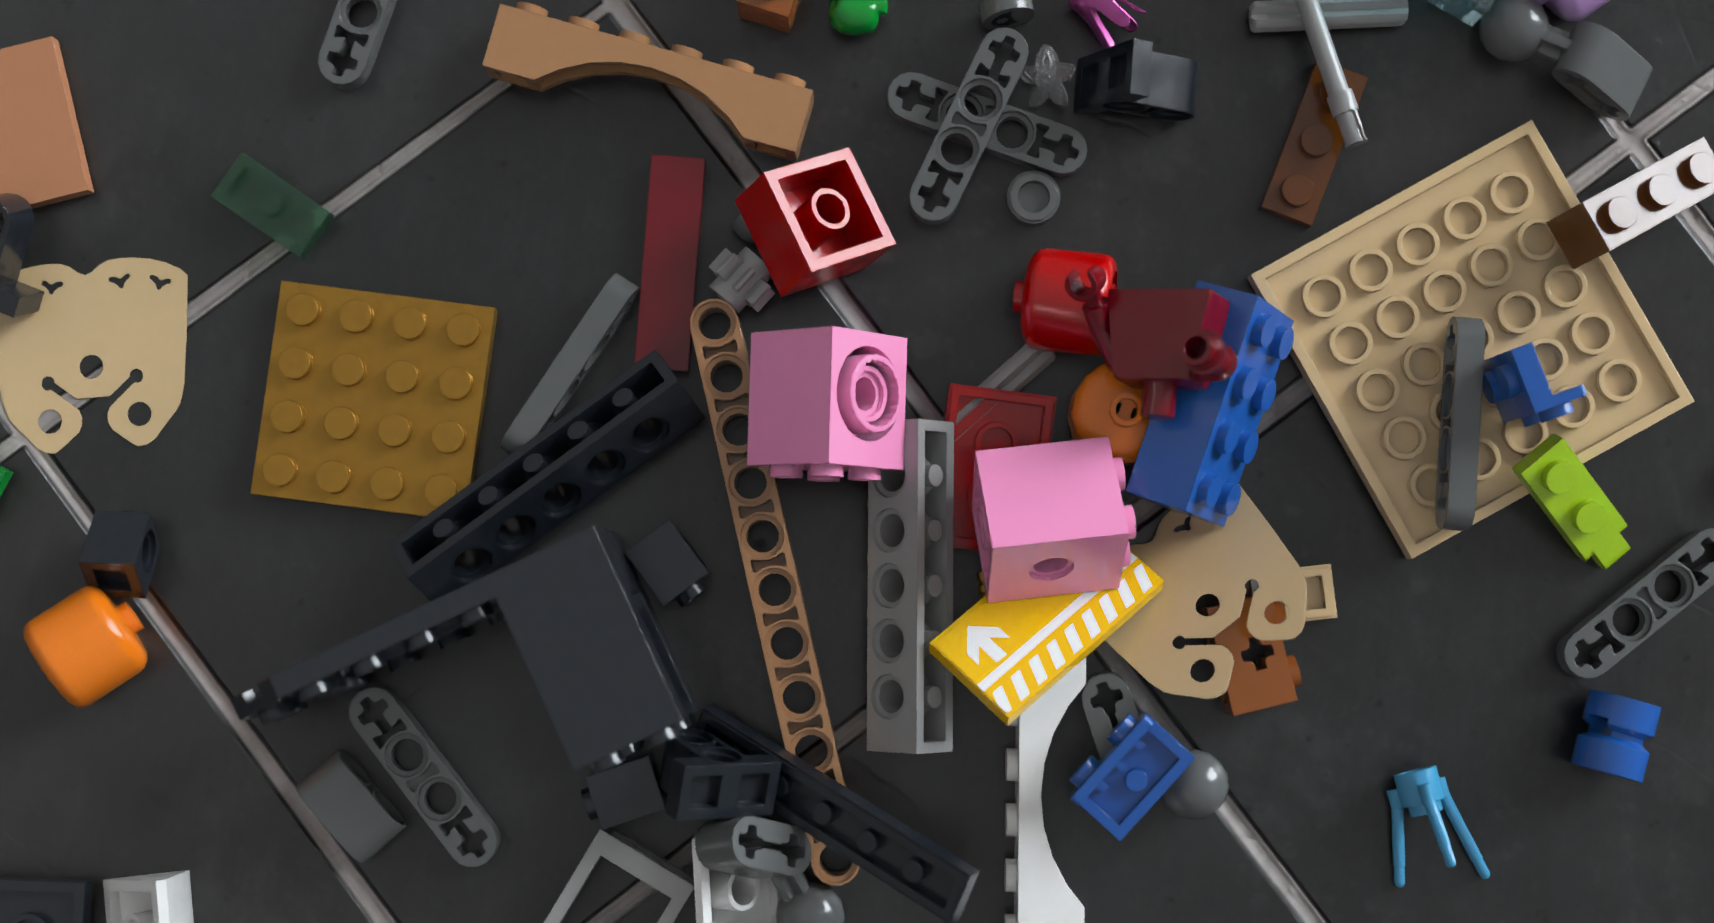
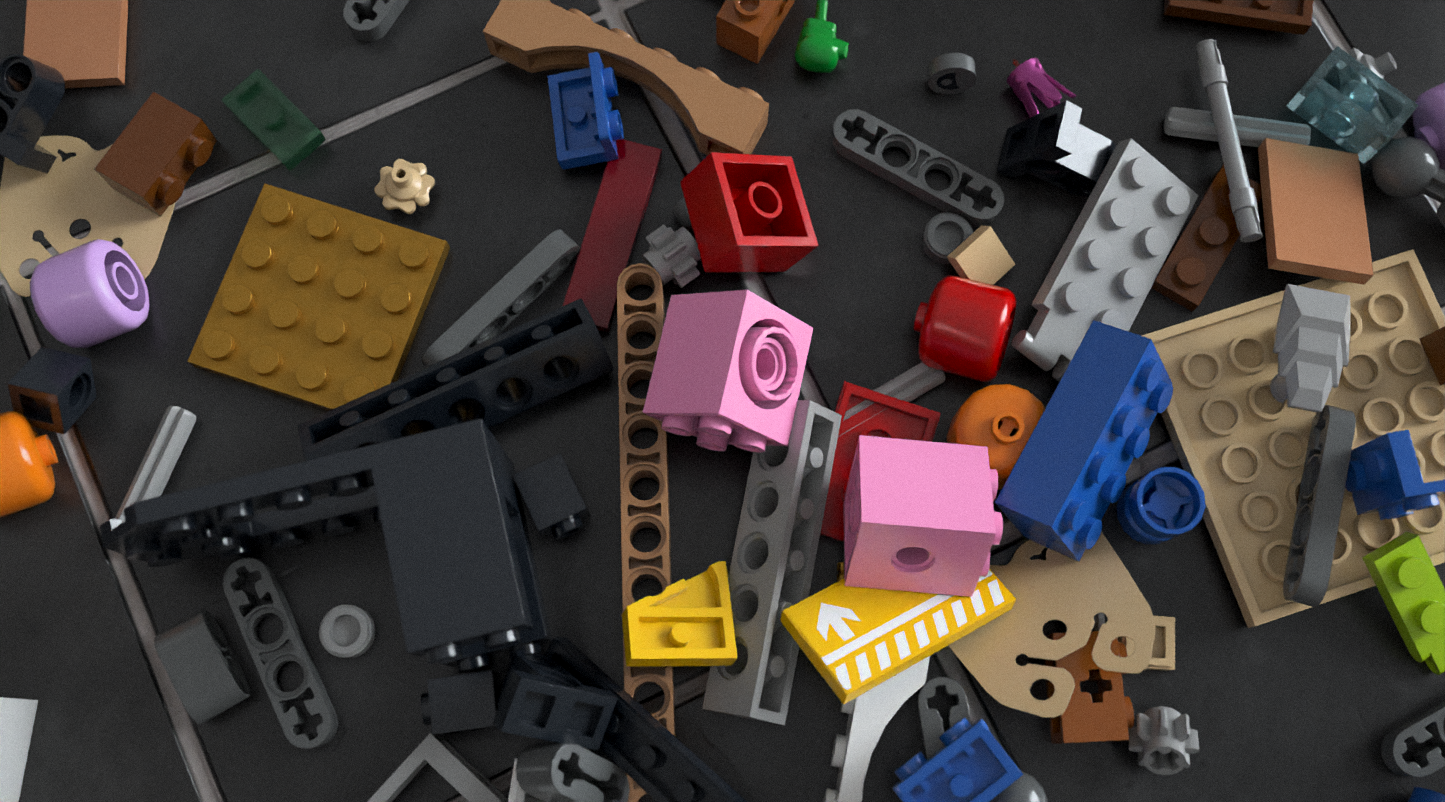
camera: 10 degrees right, 10 degrees down
(130, 443) = (89, 294): none -> lavender head
(158, 271) = (157, 154): none -> reddish brown brick
(245, 621) = (160, 457): none -> light grey axle
(434, 254) = (404, 186): none -> tan plant
(488, 741) = (347, 631): none -> light grey tile
(612, 137) = (584, 115): none -> blue bracket
(832, 673) = (683, 624): none -> yellow wing
(968, 126) = (899, 159): dark grey beam -> none
(1048, 78) = (978, 137): clear plant -> none
(1072, 218) = (981, 257): none -> tan tile
(1157, 338) = (1050, 362): dark red torso -> none
(1213, 180) = (1107, 256): none -> light grey hinge
(1299, 453) = (1161, 505): none -> blue wheel
(1334, 691) = (1163, 740): none -> light grey gear
(1421, 97) = (1314, 211): none -> nougat tile
(1429, 259) = (1310, 346): none -> light grey connector

